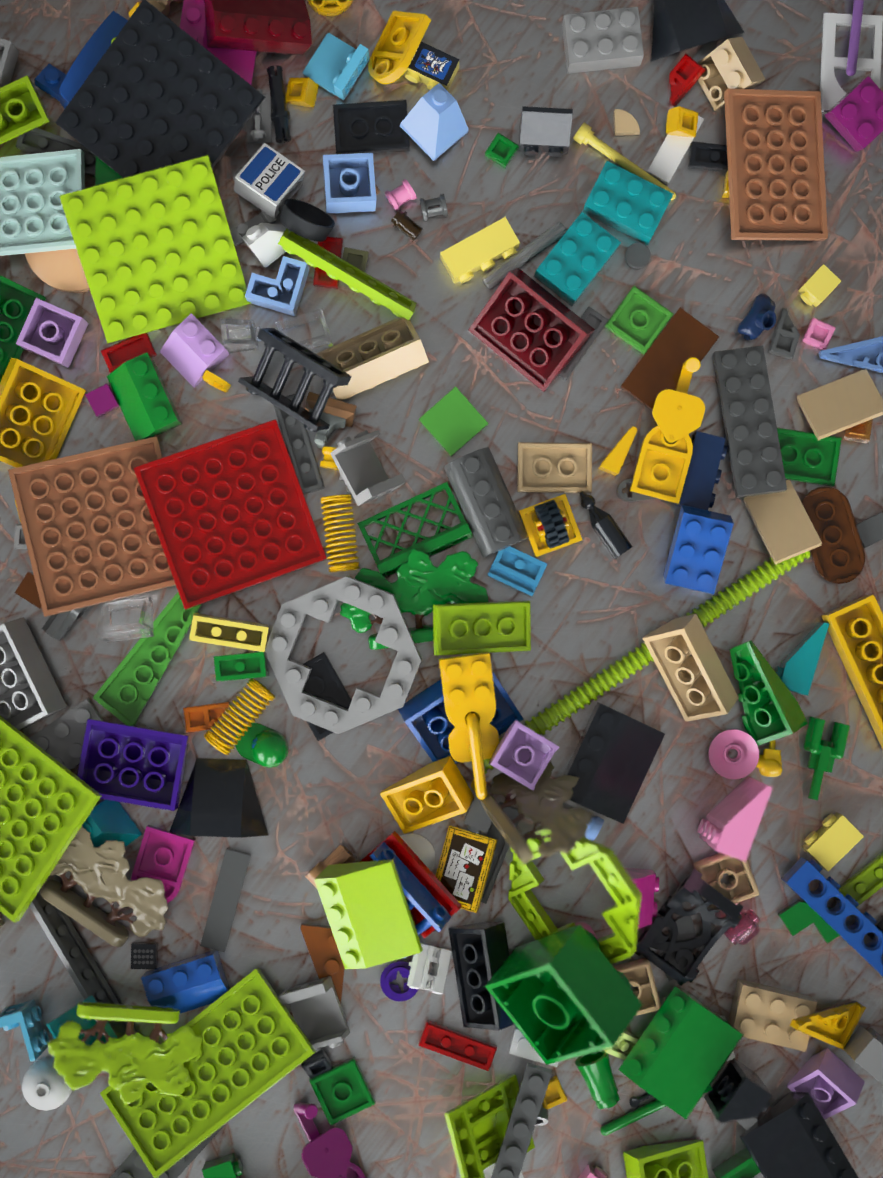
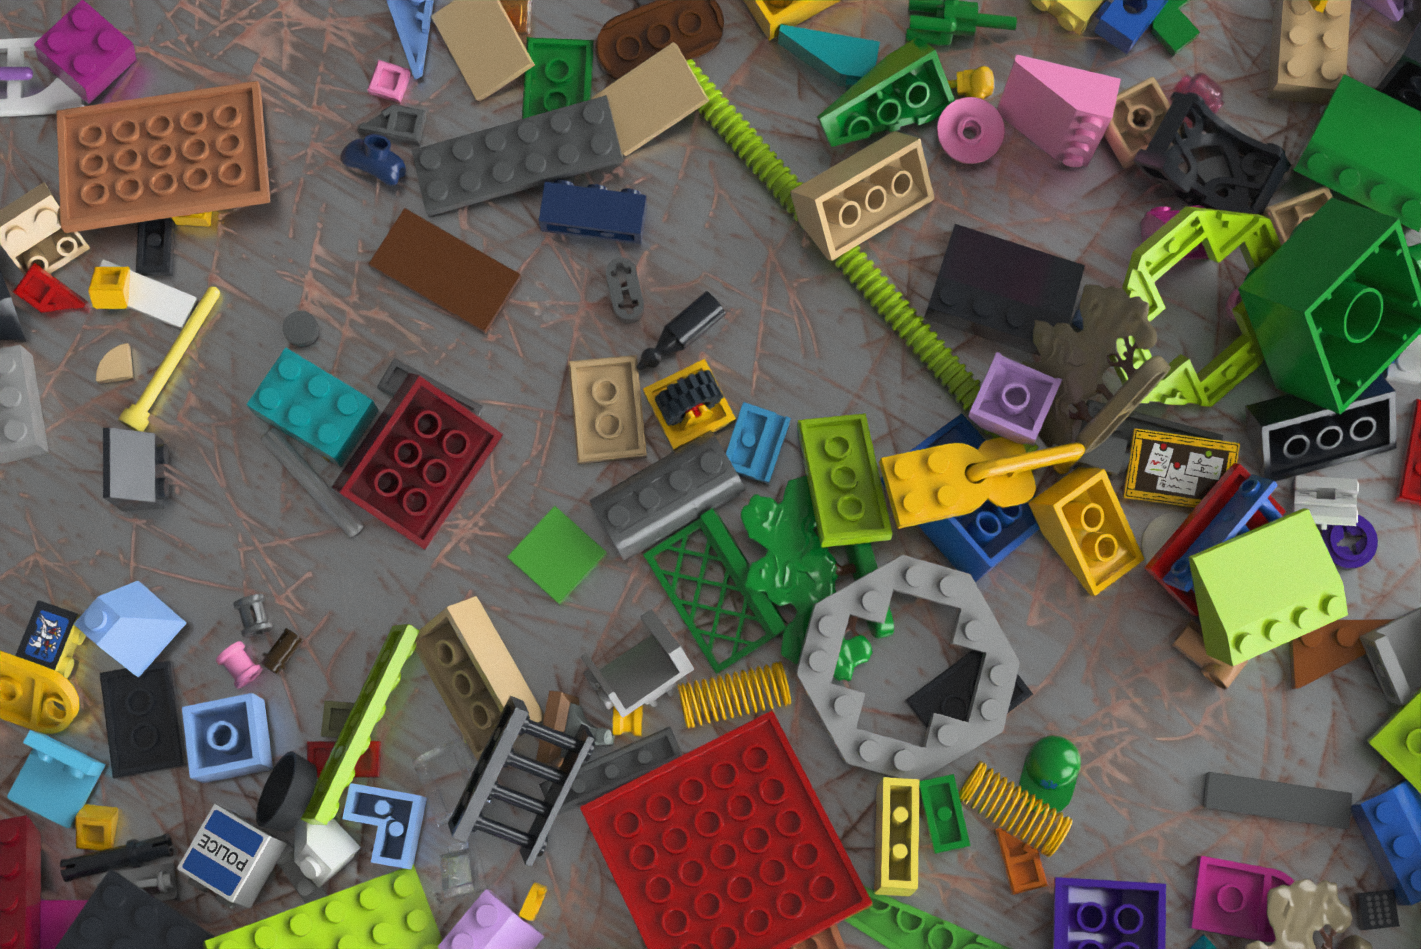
camera: 95 degrees left, 10 degrees down
(220, 801) = (1140, 825): black wedge -> none
(480, 251) = (312, 542): light yellow brick -> none
(501, 150) = (164, 531): green tile -> none
(613, 462) = (583, 324): yellow slope -> none
(627, 202) = (228, 347): teal brick -> none
(639, 320) = (390, 317): bright green tile -> none
(661, 465) = (590, 263): yellow plate -> none
(698, 549) = (700, 201): blue brick -> none
(819, 286) = (324, 85): light yellow brick -> none

